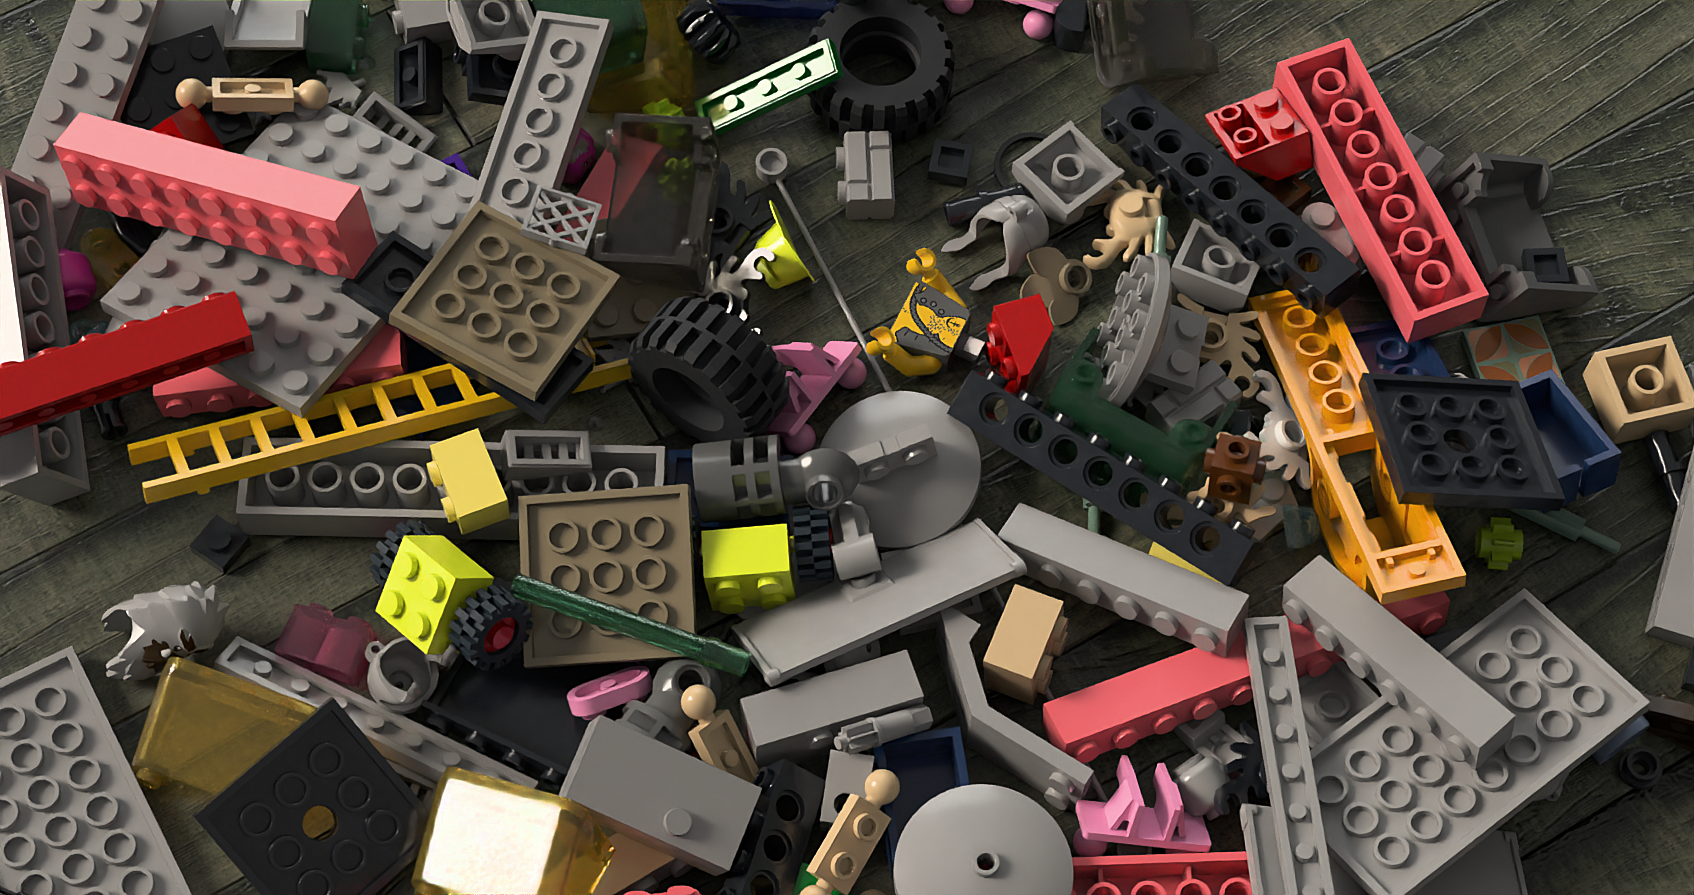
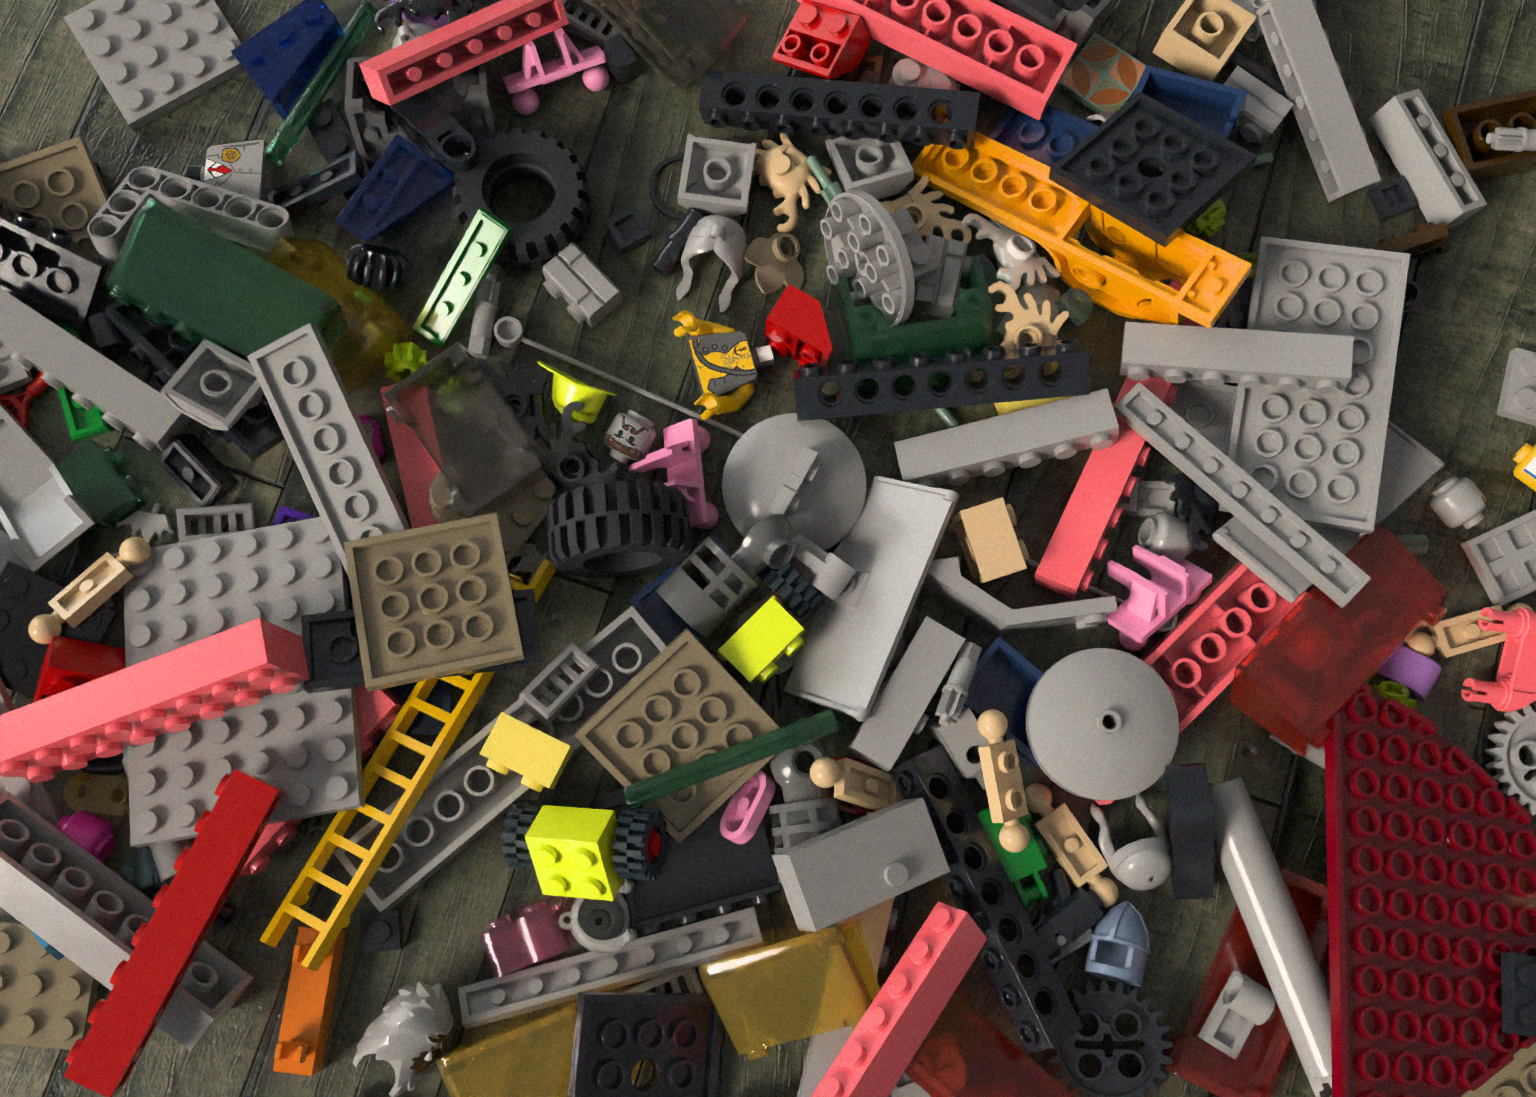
camera: 45 degrees left, 15 degrees up
(114, 546) = (308, 1007): none -> orange brick
(555, 239) = (425, 525): light grey window -> none
(765, 136) = (484, 317): none -> light grey piece
(794, 321) = (630, 437): none -> light grey head
(1234, 468) = (1028, 306): reddish brown brick -> none
(1640, 493) = (1263, 106): none -> light grey brick

